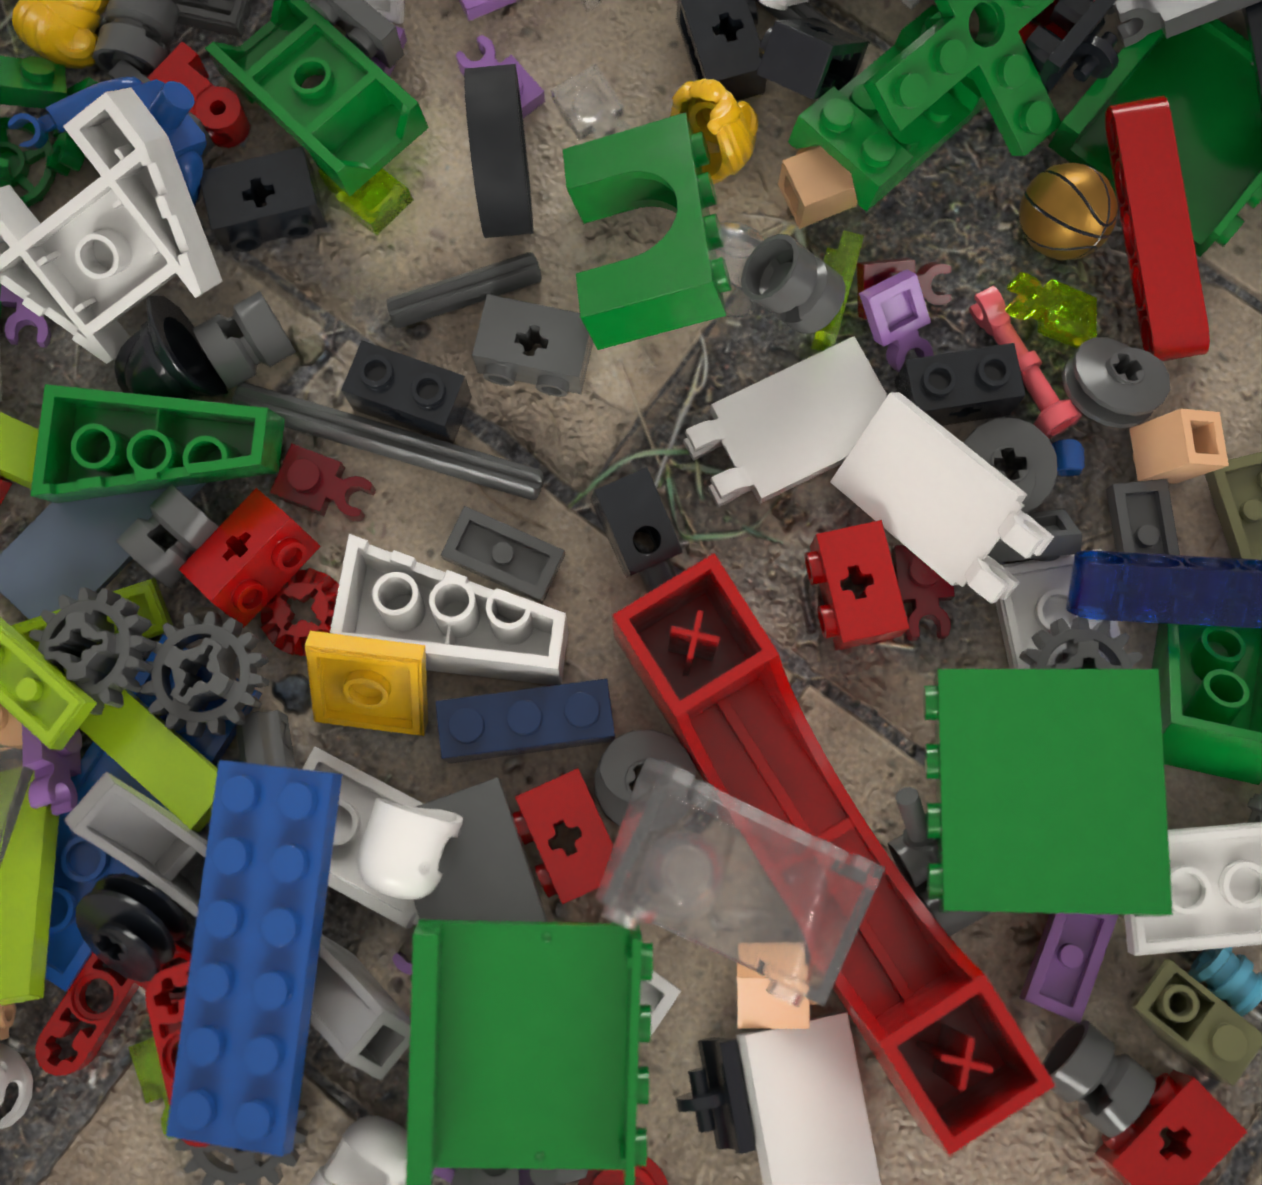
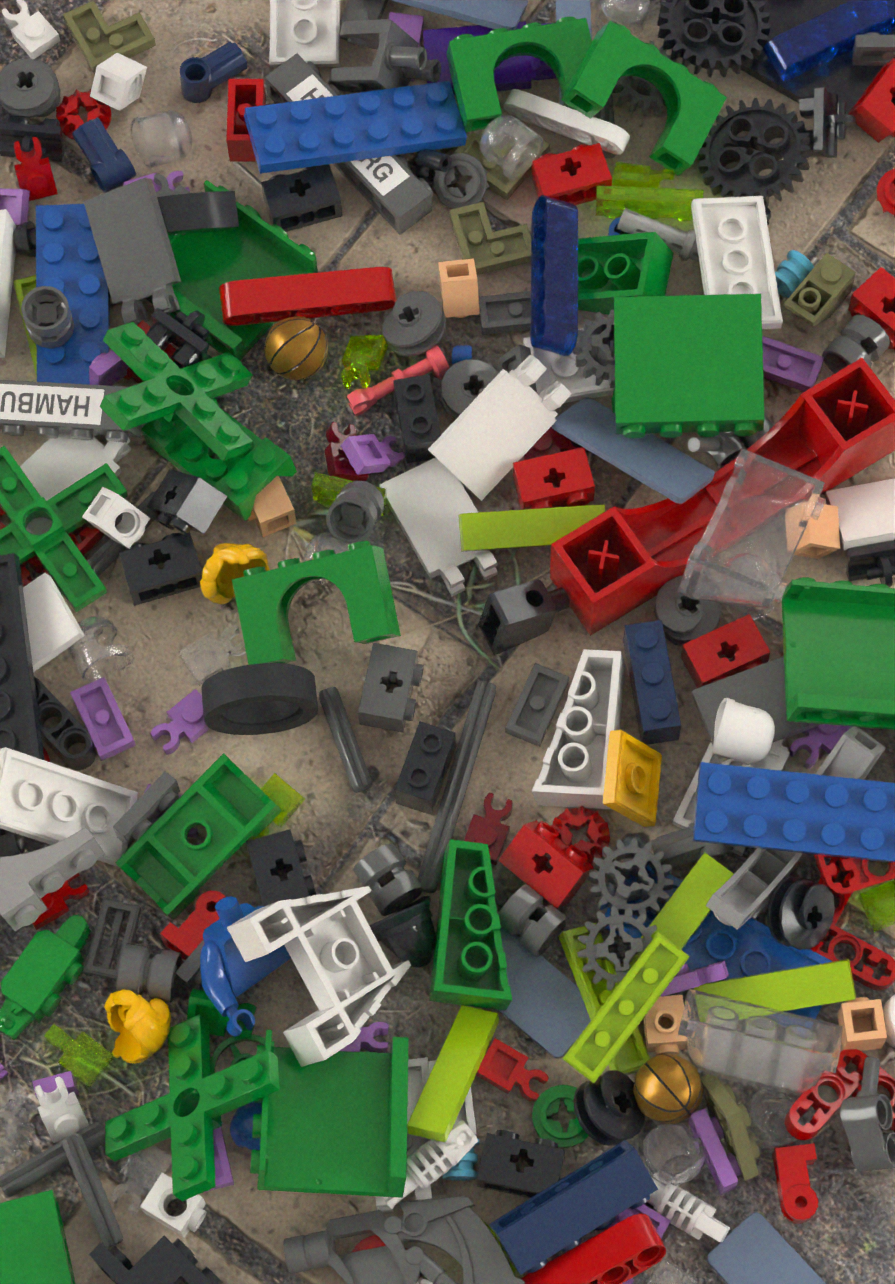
camera: 90 degrees left, 10 degrees down
(779, 547) = (522, 527): none -> lime tile
(883, 730) = (643, 458): none -> sand blue piece

